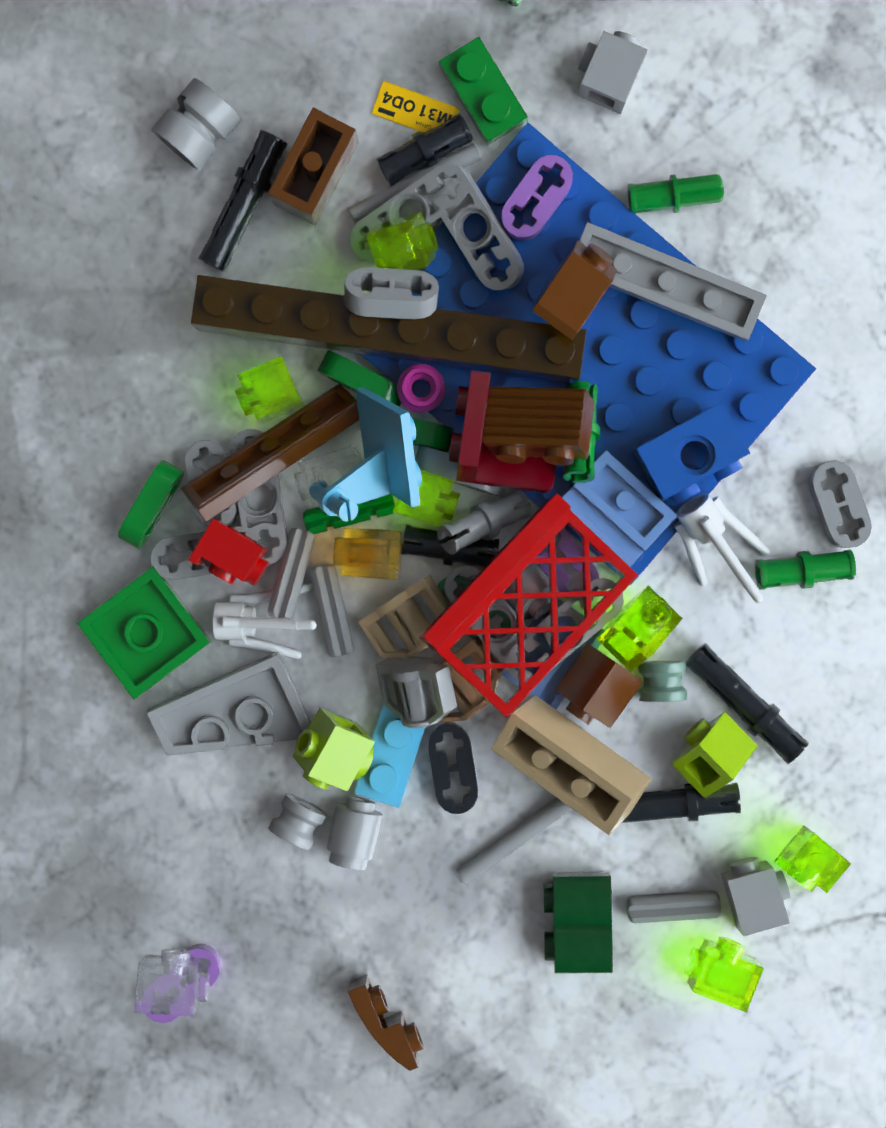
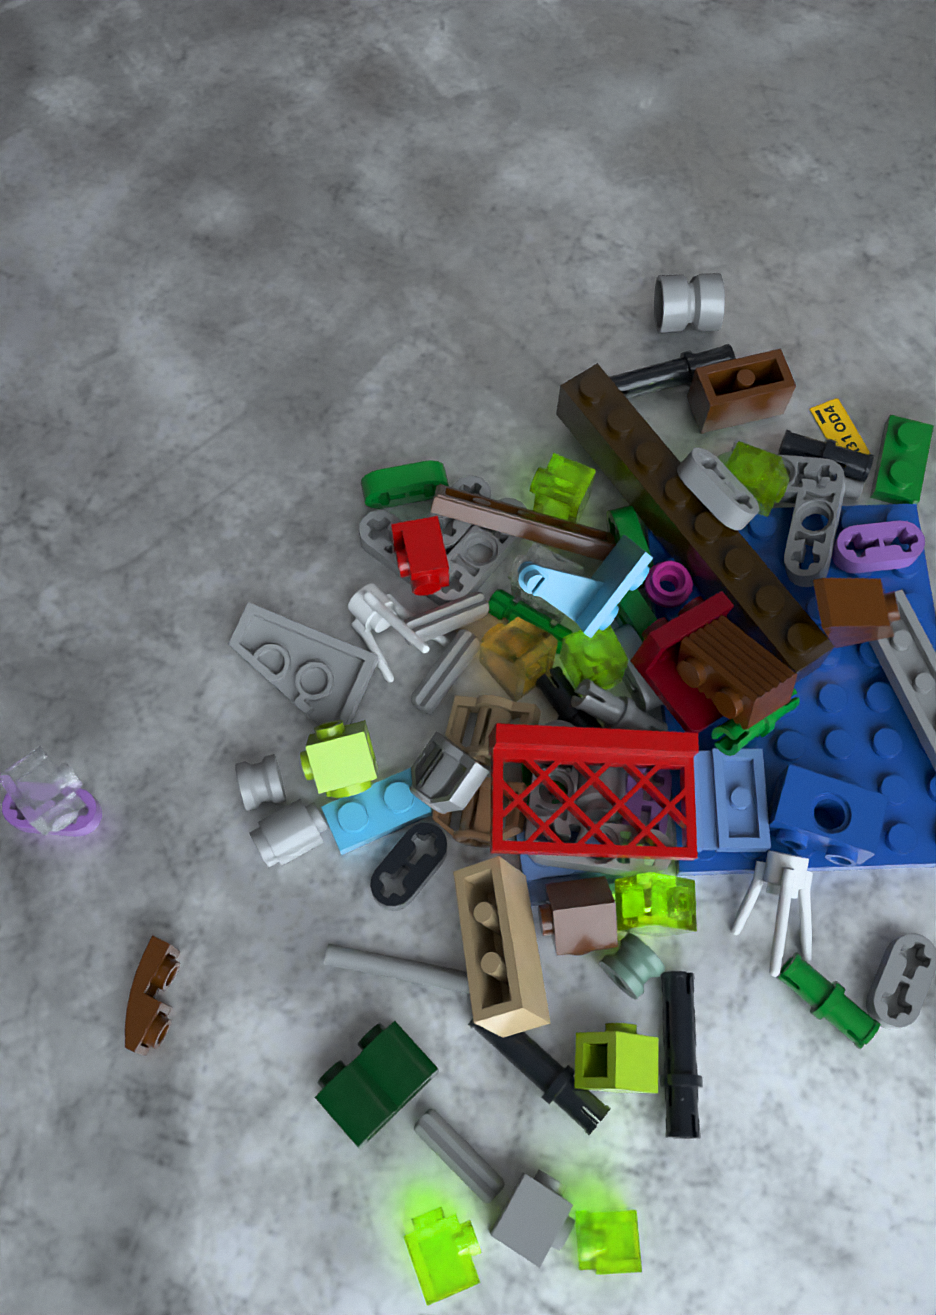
camera: 45 degrees right, 20 degrees down
(144, 632) = (307, 557): green plate -> none

